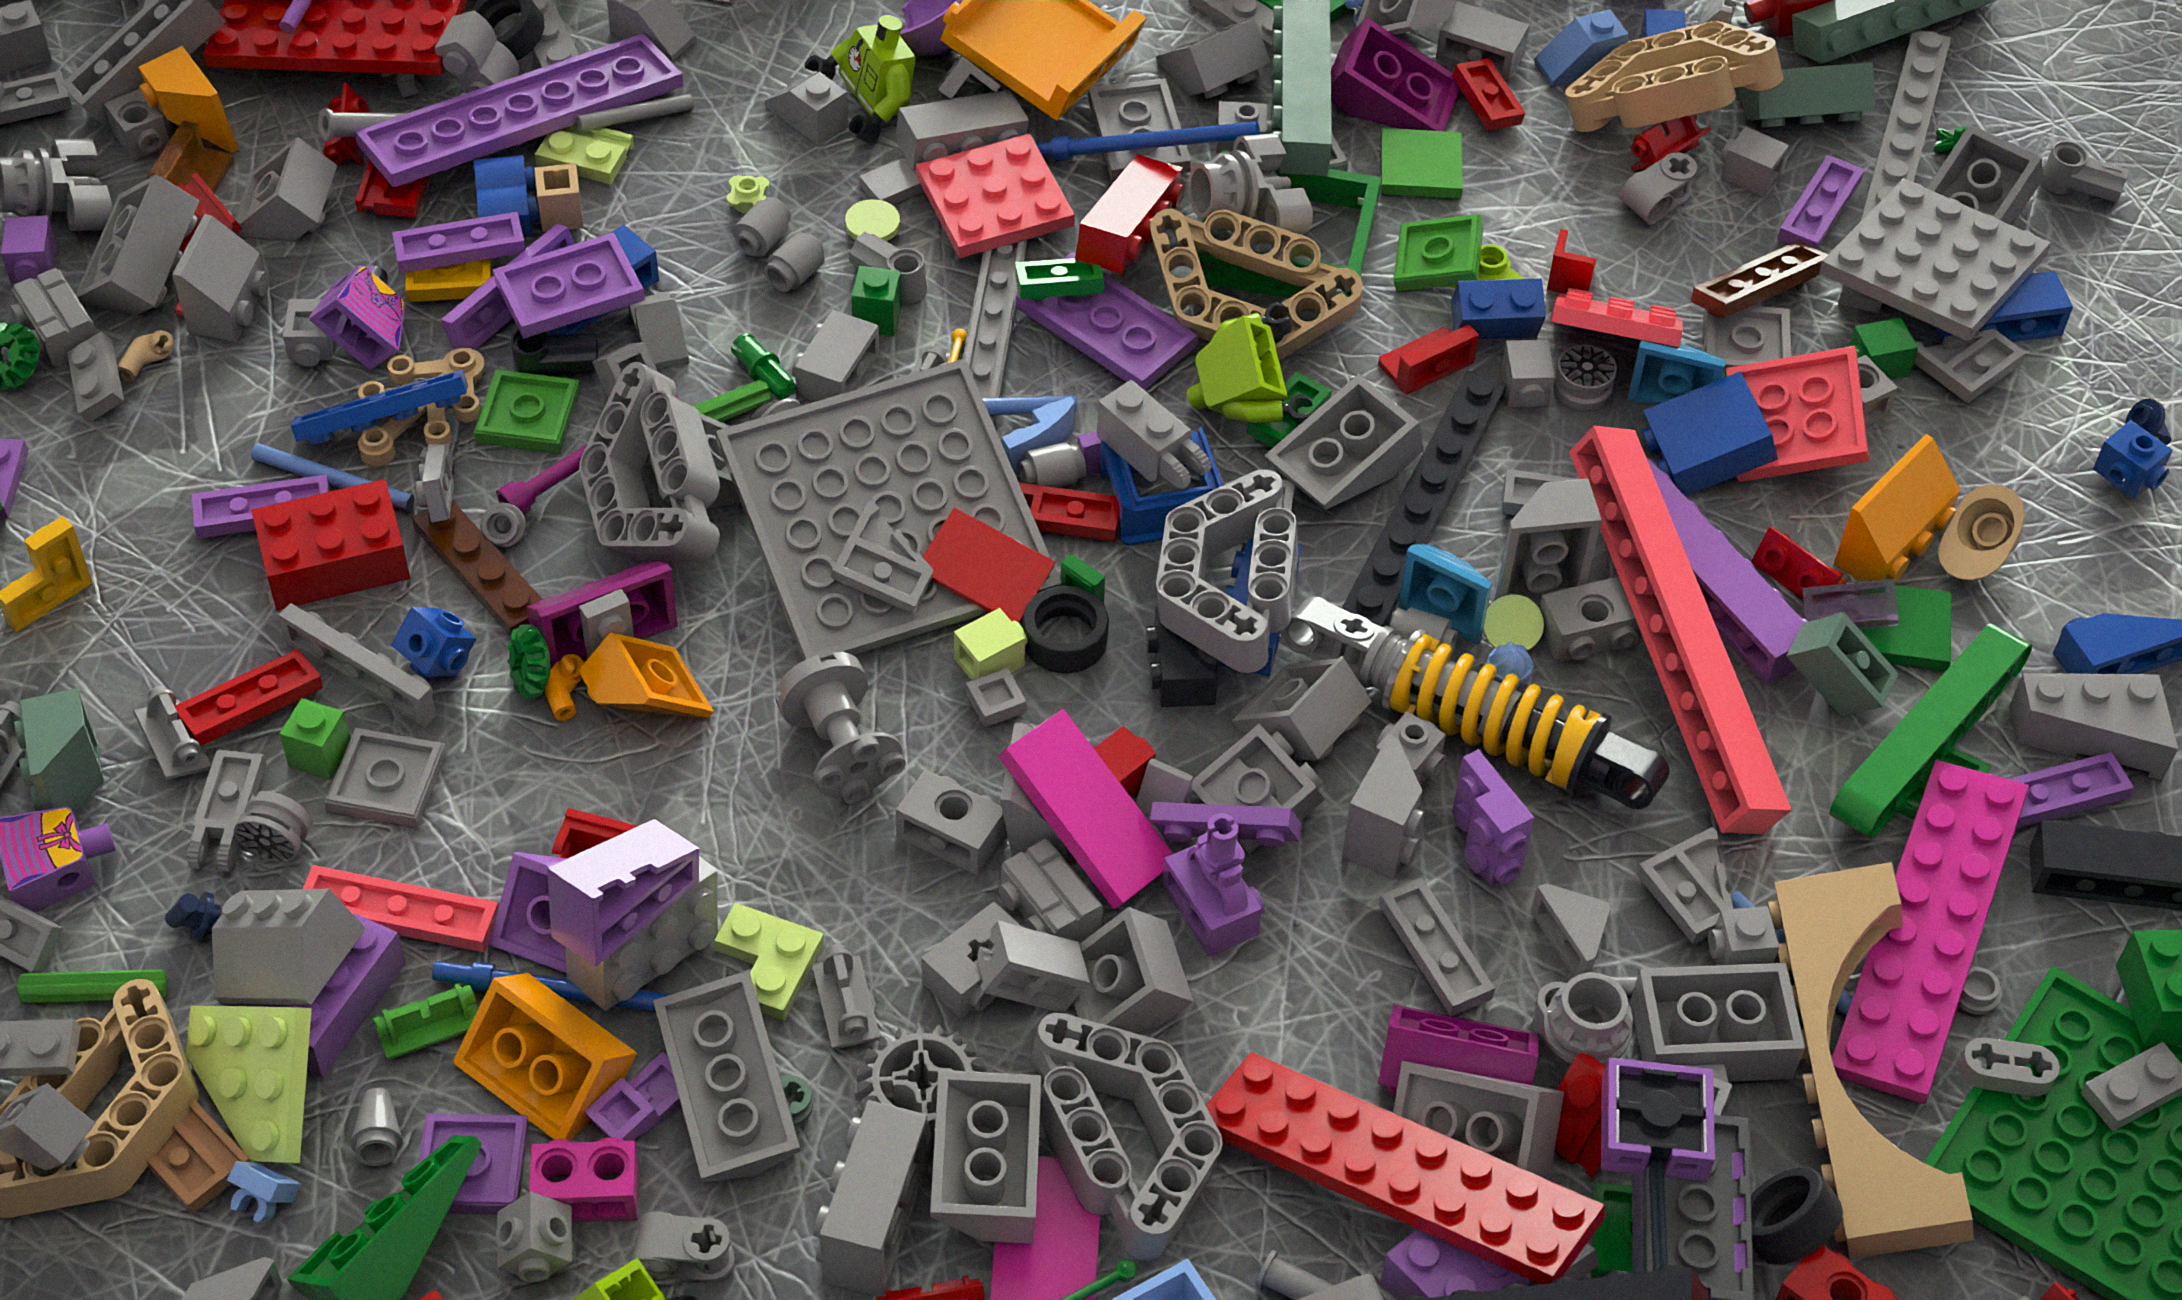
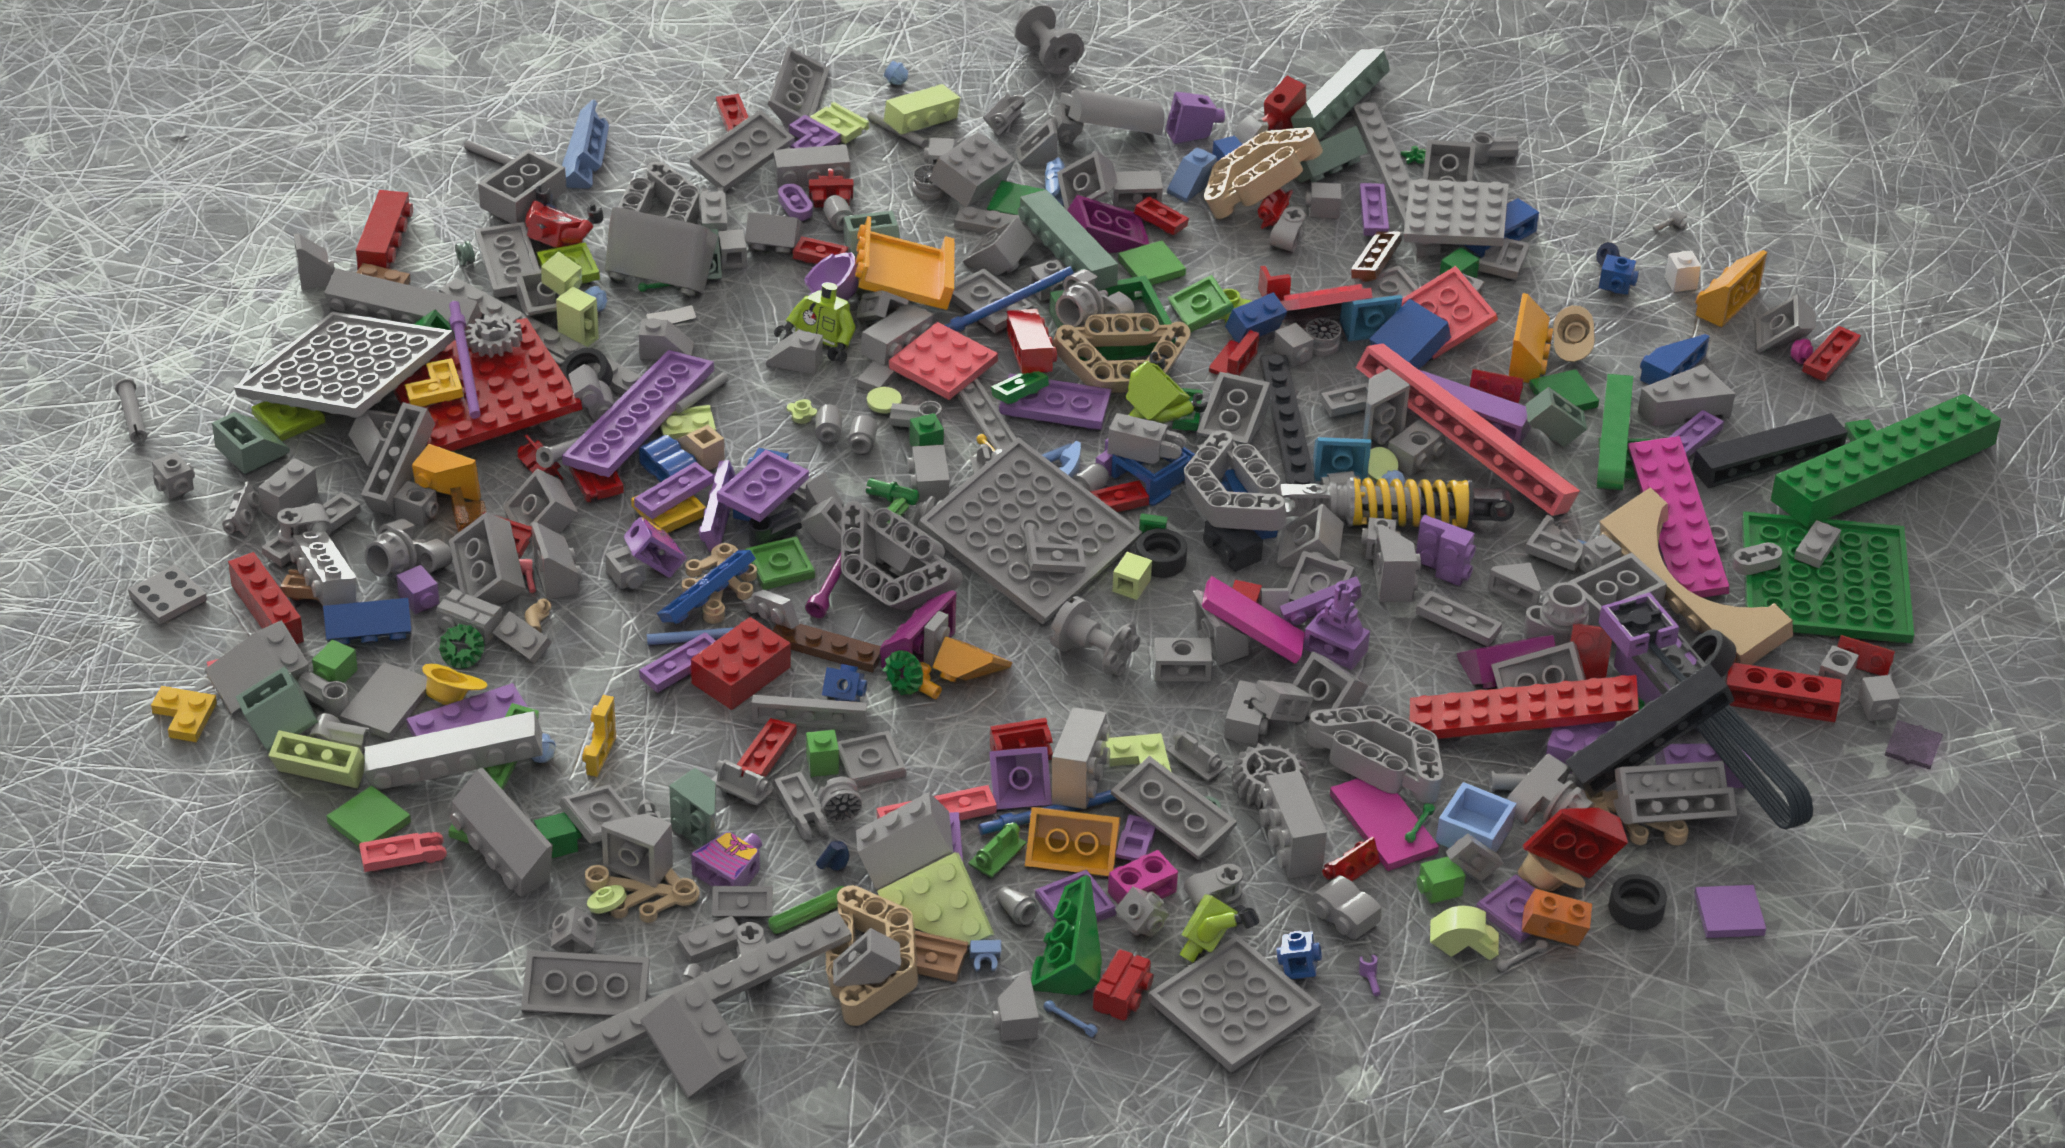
camera: 30 degrees left, 10 degrees down
(490, 528) = (831, 618): light grey plate -> none
(618, 888) = (1078, 731): medium lavender wedge -> none
(986, 565) = (1101, 535): red piece -> none
(987, 1154) = (1339, 778): light grey slope -> none
(996, 697) = (1154, 597): light grey plate -> none
(1049, 893) = (1255, 665): light grey brick -> none
(1865, 603) = (1530, 389): clear purple plate -> none

